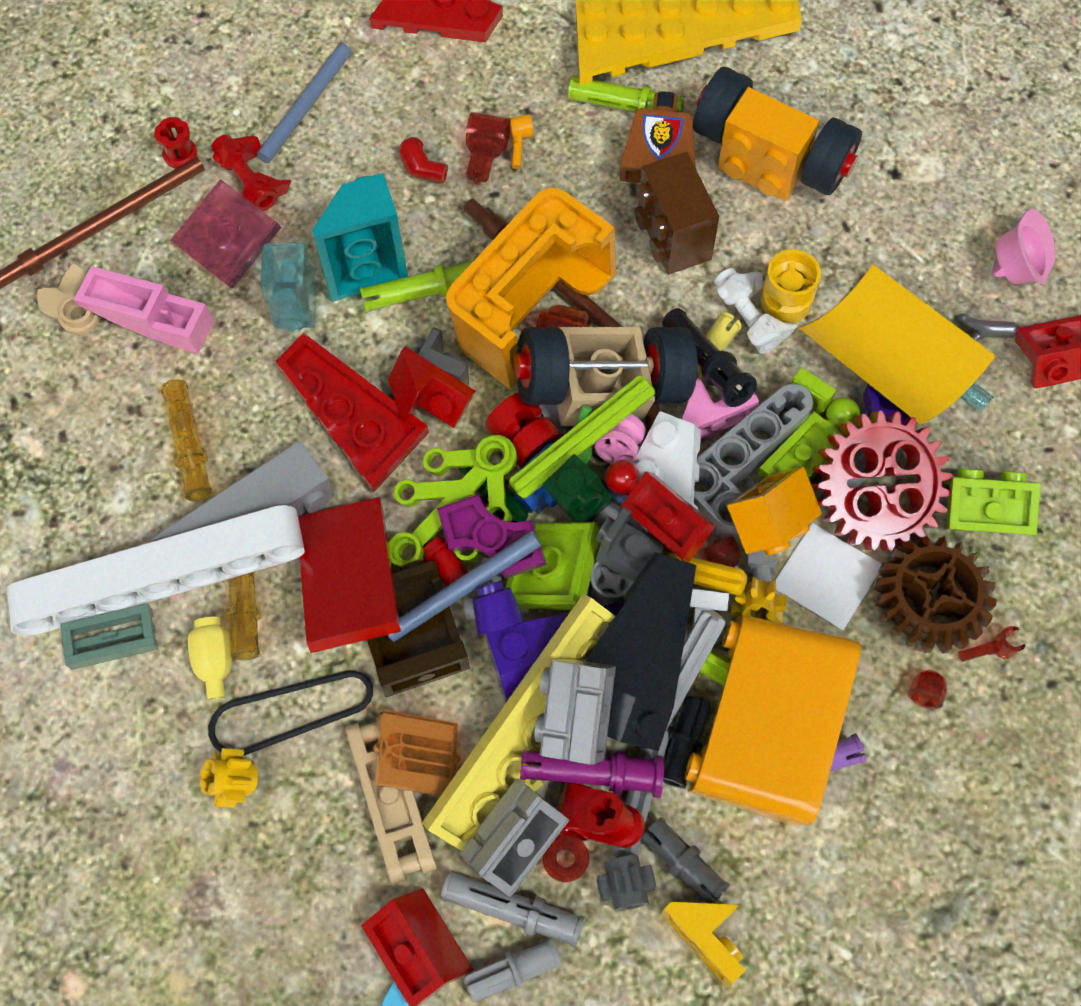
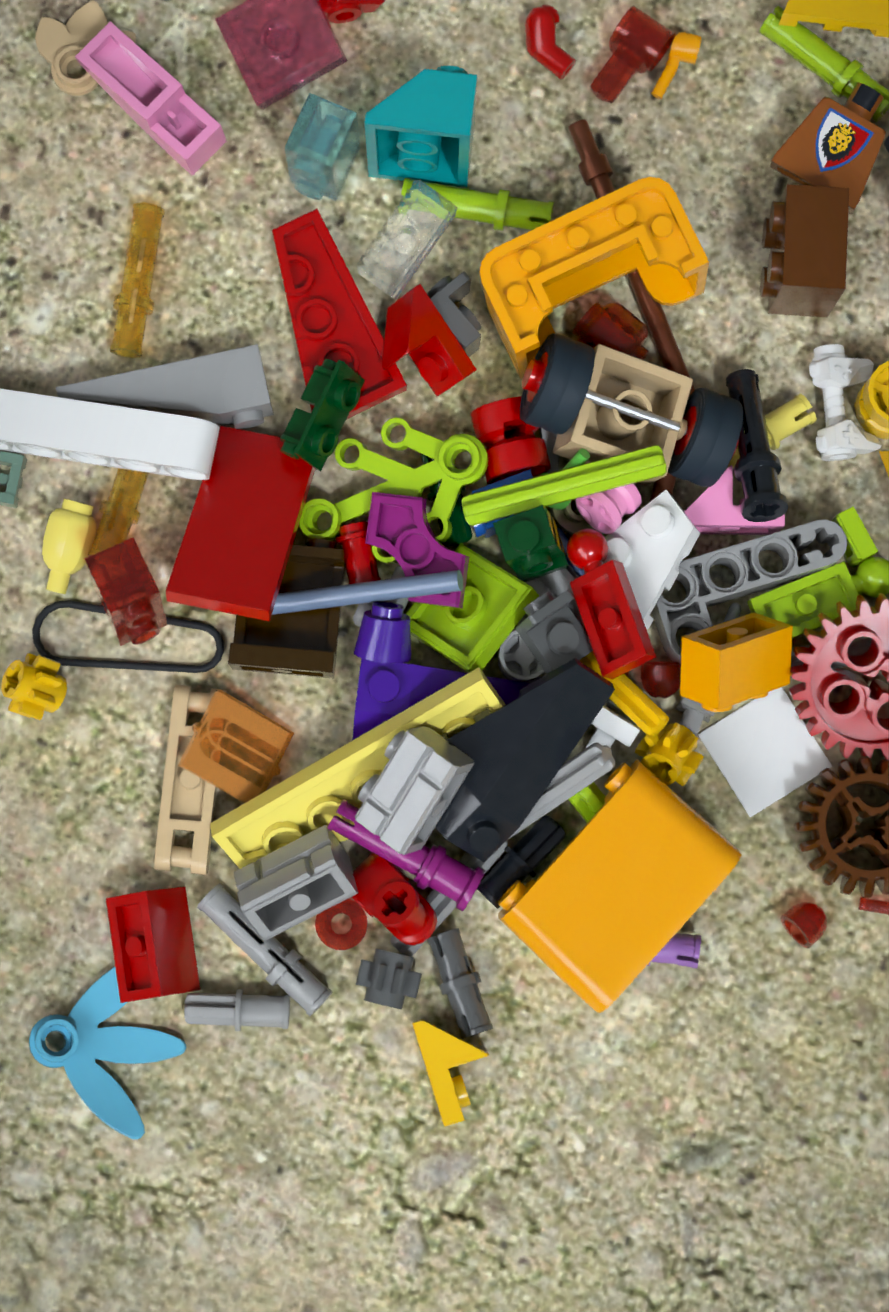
camera: 20 degrees right, 15 degrees up
(275, 665) = (127, 592): none -> clear red brick
(374, 451) = (334, 393): none -> dark green hinge
(380, 321) = (406, 238): none -> clear brick

